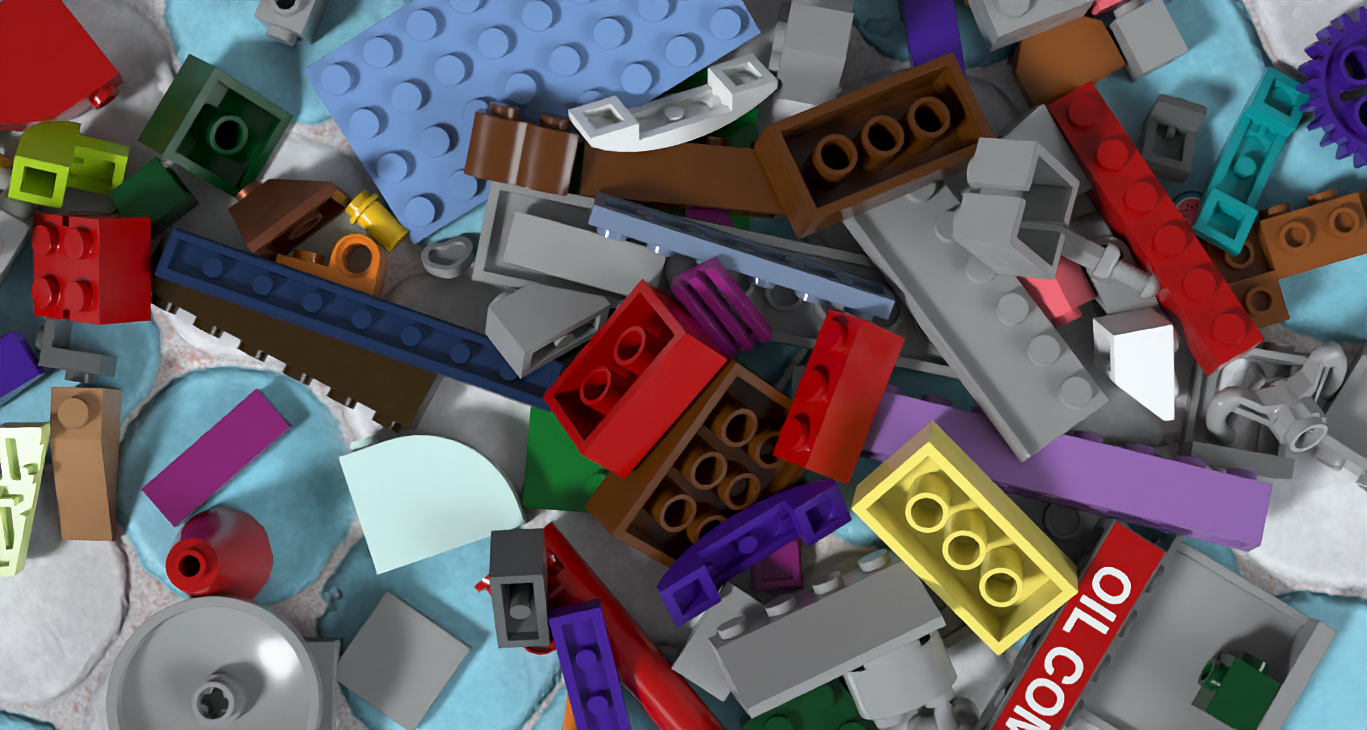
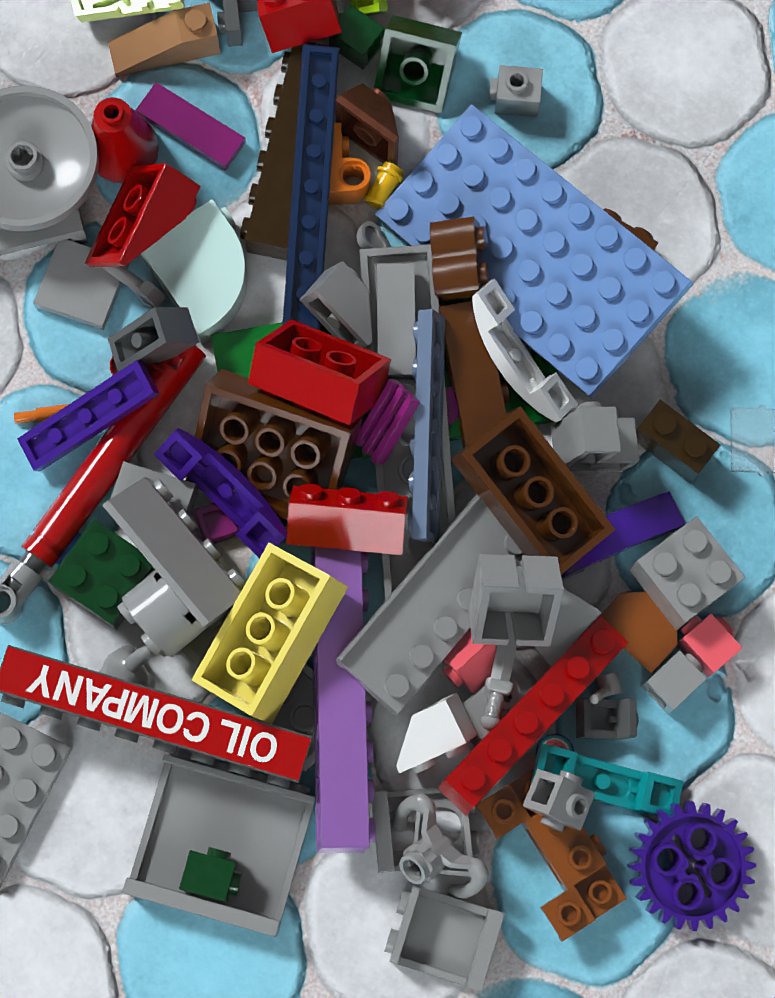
camera: 70 degrees right, 10 degrees down
(339, 559) = (145, 209): none -> red slope
(423, 590) = (145, 291): none -> light grey bar
(1131, 121) = (607, 686): none -> light grey hand
(1280, 227) = (566, 803): none -> light grey brick

